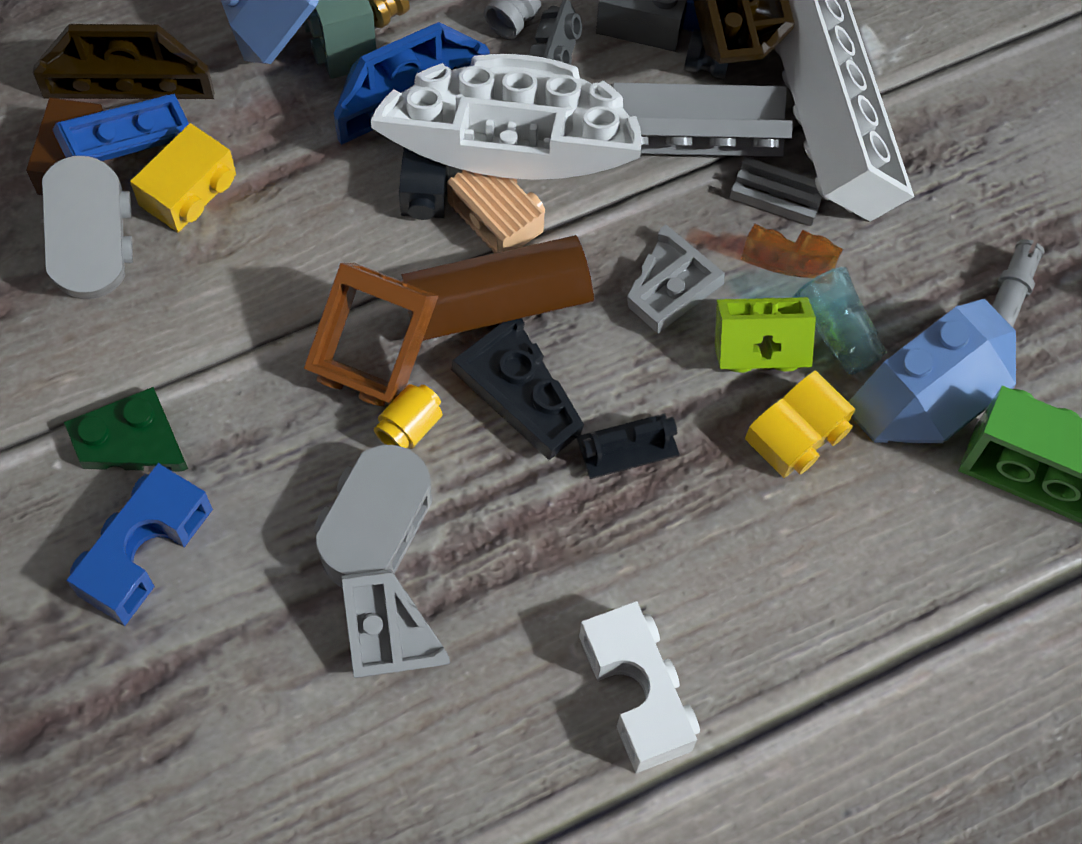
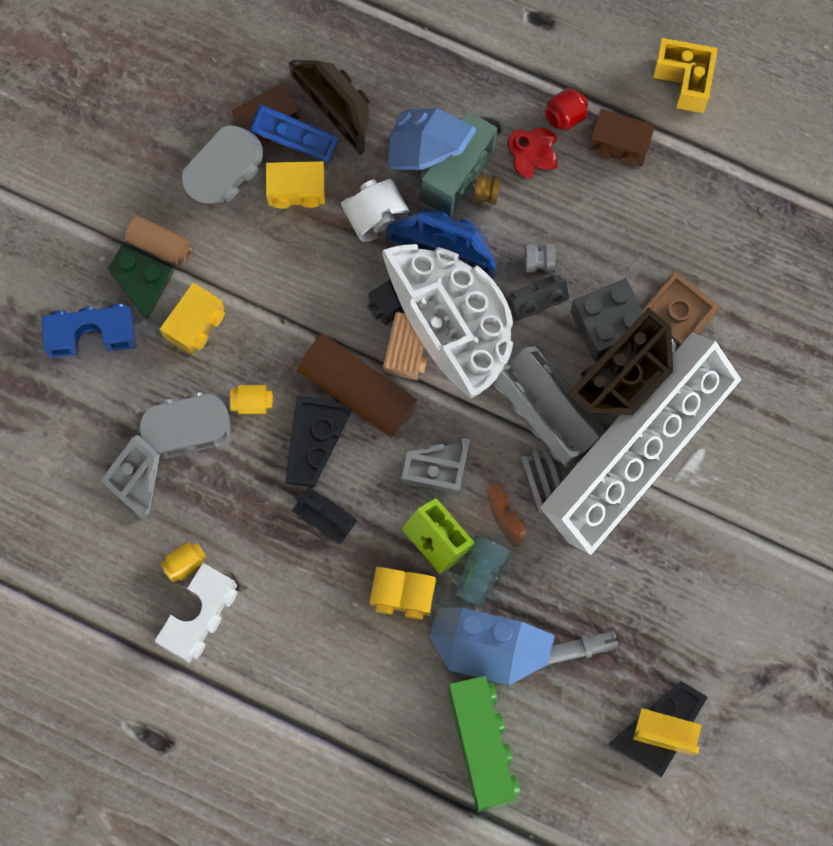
camera: 55 degrees right, 10 degrees up
(103, 375) = (158, 240): none -> medium nougat brick
(243, 410) = (193, 319): none -> yellow brick
(301, 112) = (374, 208): none -> white brick
(335, 374) = (299, 339): dark orange window -> none
(553, 652) = (183, 561): none -> yellow brick

